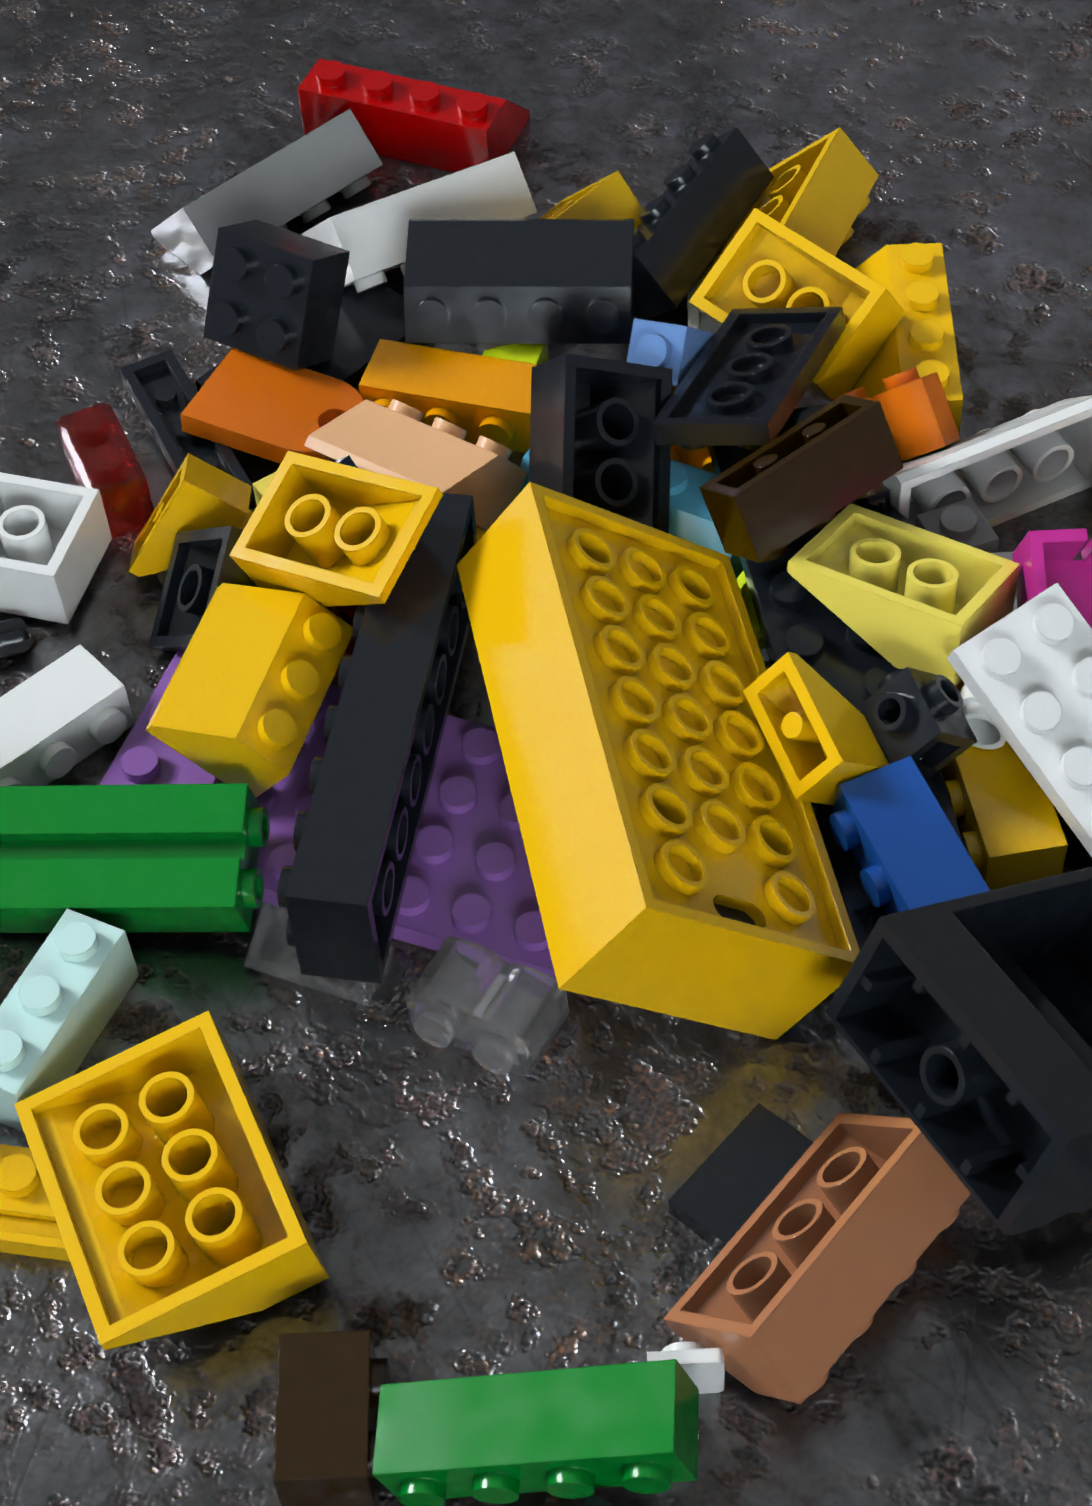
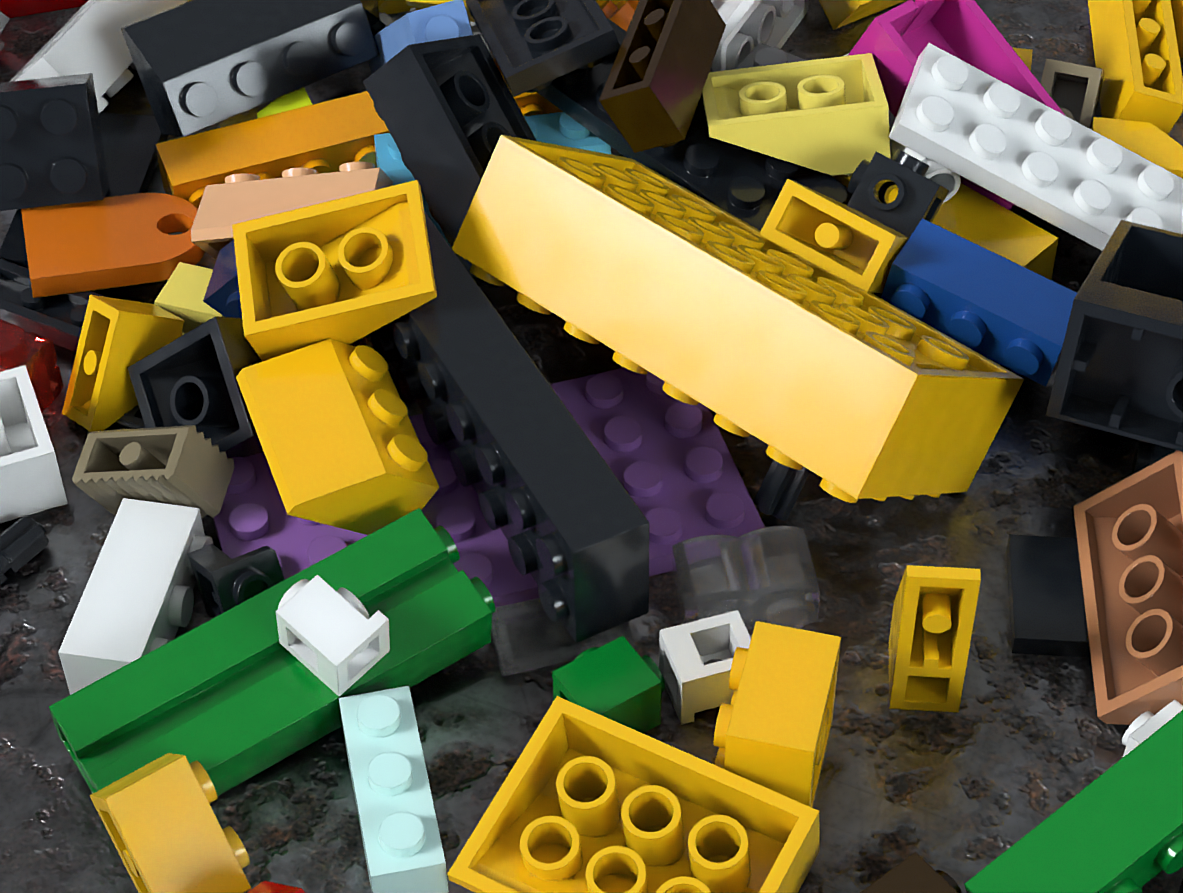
camera: 40 degrees left, 5 degrees down
(83, 851) = (331, 632): none -> white brick
(90, 759) = (231, 581): none -> black bracket
(120, 635) = (154, 466): none -> dark tan brick
(288, 1036) = (614, 684): none -> green brick
(369, 1150) = (780, 709): none -> yellow brick
(390, 1059) = (698, 662): none -> white brick
(562, 1153) = (931, 637): none -> yellow slope

